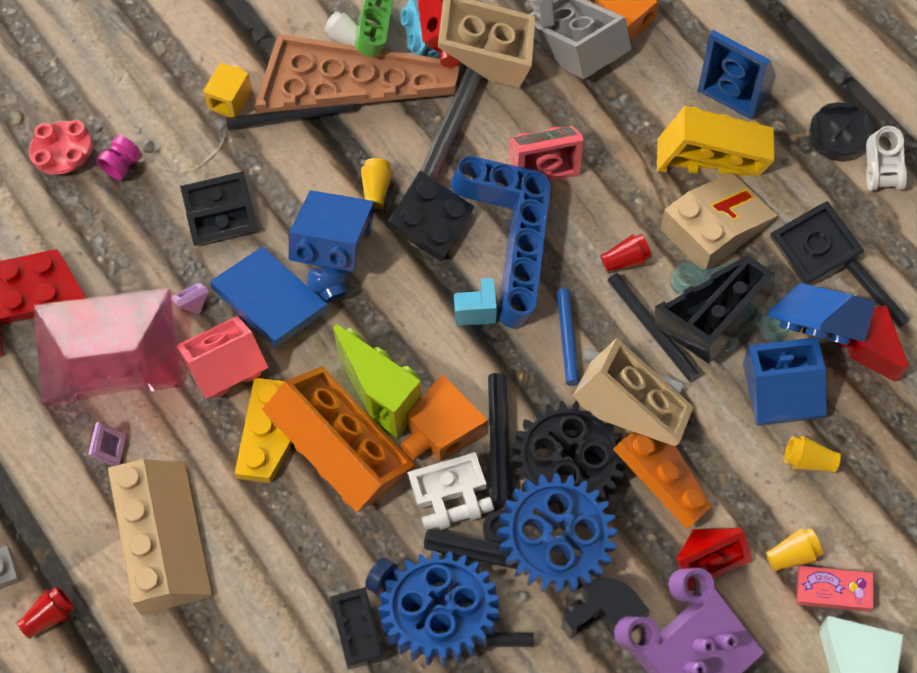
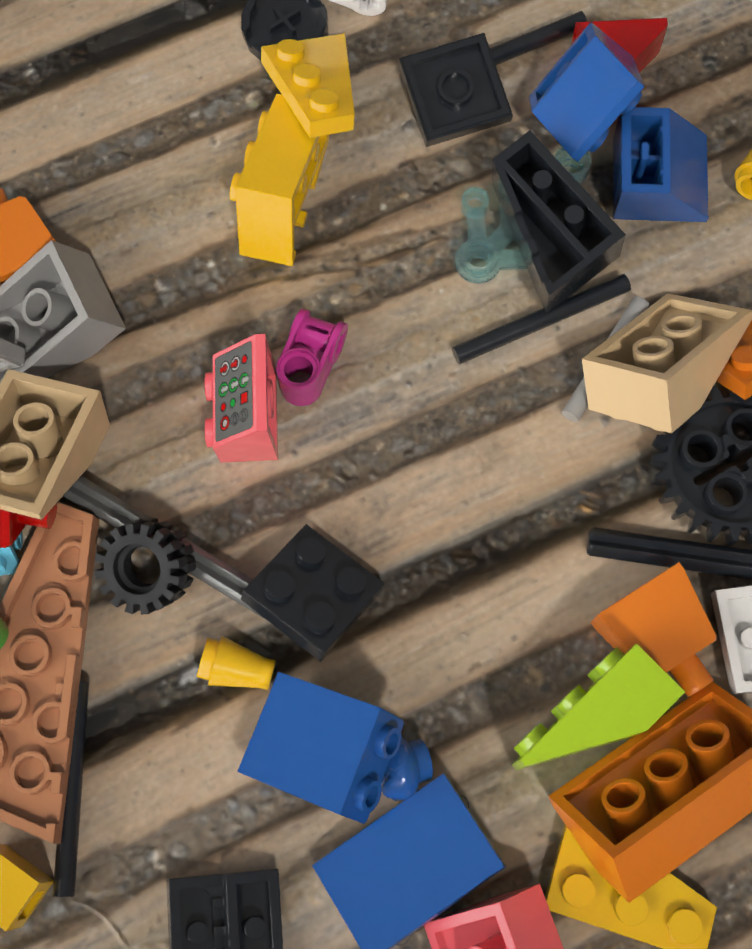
camera: 75 degrees left, 10 degrees up
(436, 128) = (119, 571): none -> black tyre
(478, 306) = (471, 550): medium azure panel -> none
(521, 232) = (370, 469): blue beam -> none
(568, 337) = (539, 433): blue bar -> none
(590, 186) = (312, 349): none -> dark pink piece
(628, 253) = (427, 326): red cone -> none
(715, 220) = (397, 202): tan slope -> none
(735, 75) = (184, 118): blue slope -> none
(790, 147) = (314, 82): none -> yellow wing

